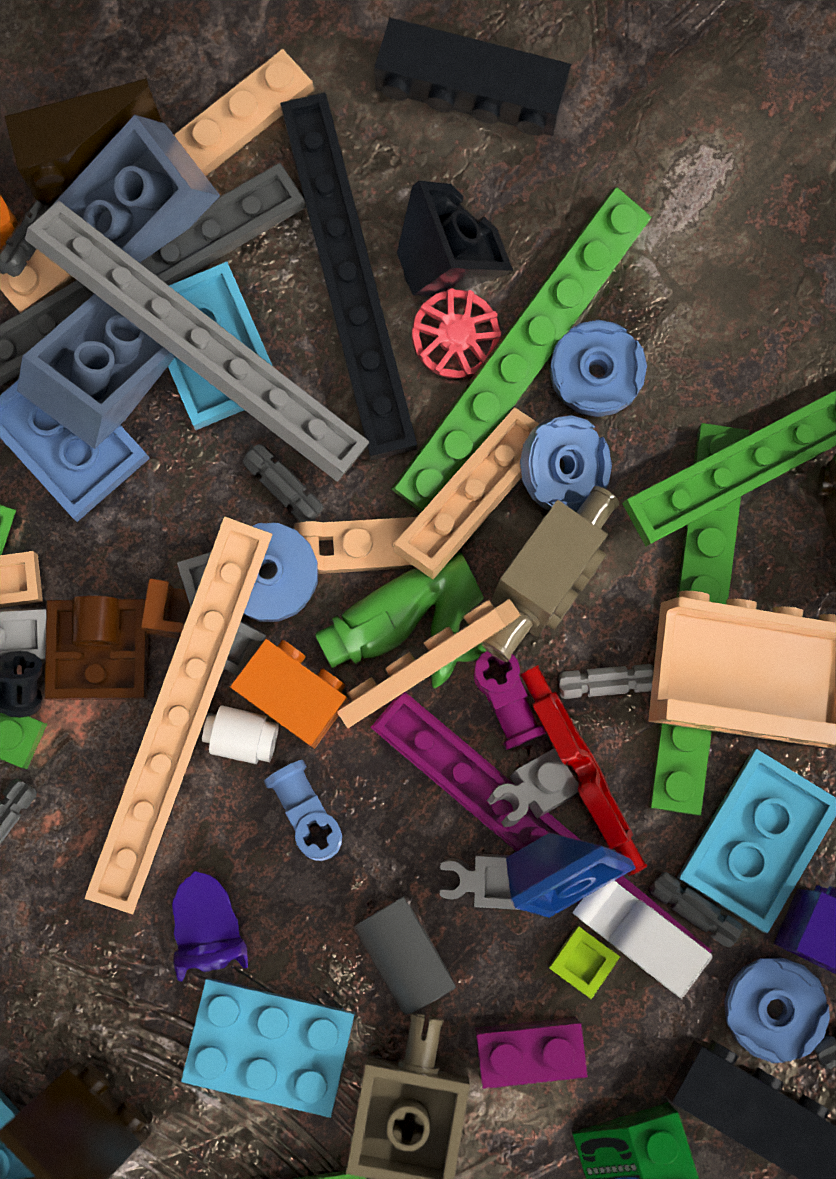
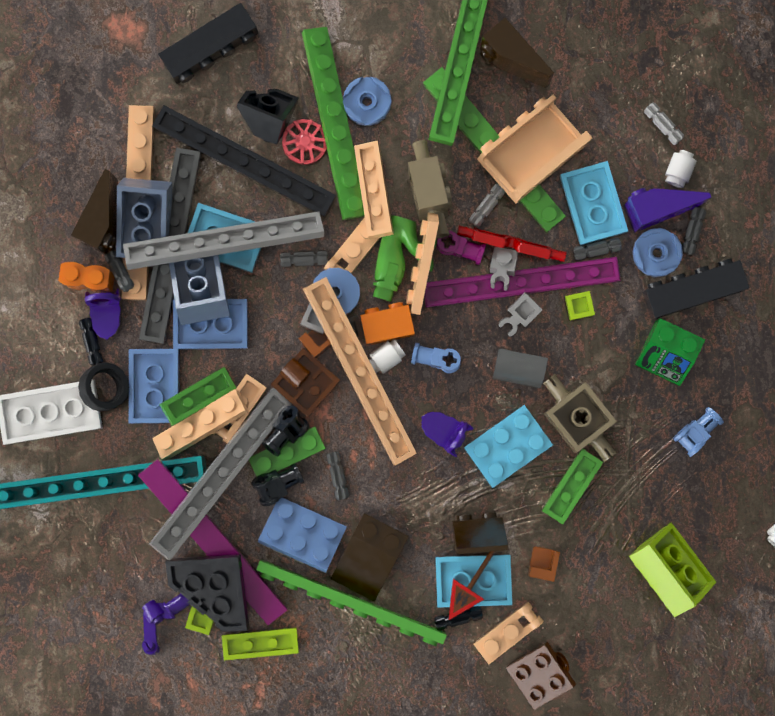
camera: 45 degrees left, 5 degrees up
(531, 1052) = (594, 352): magenta brick -> none
(560, 872) = (541, 283): blue slope -> none
(584, 456) = (396, 137): medium blue plate -> none
(644, 937) = (589, 275): white piece -> none

